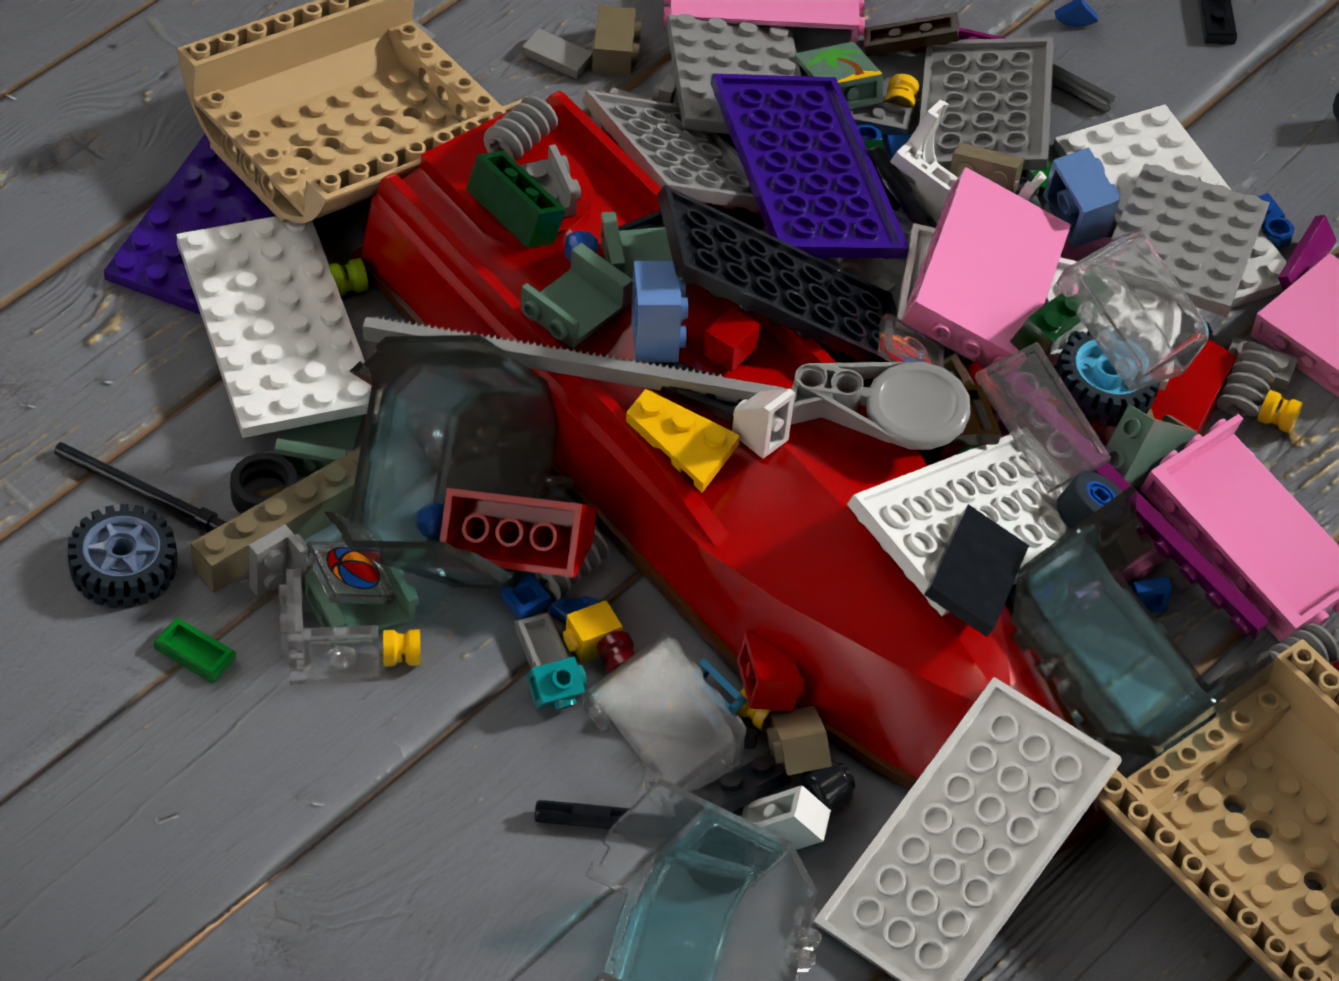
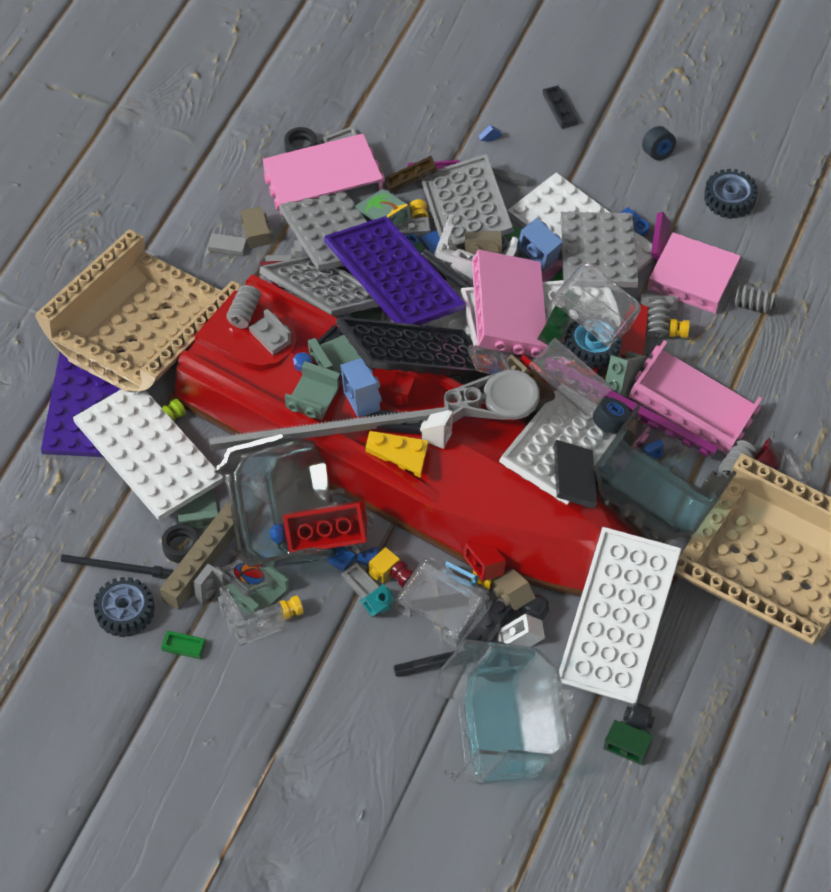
camera: 15 degrees left, 5 degrees up
(515, 199) = (259, 347): dark green brick -> none

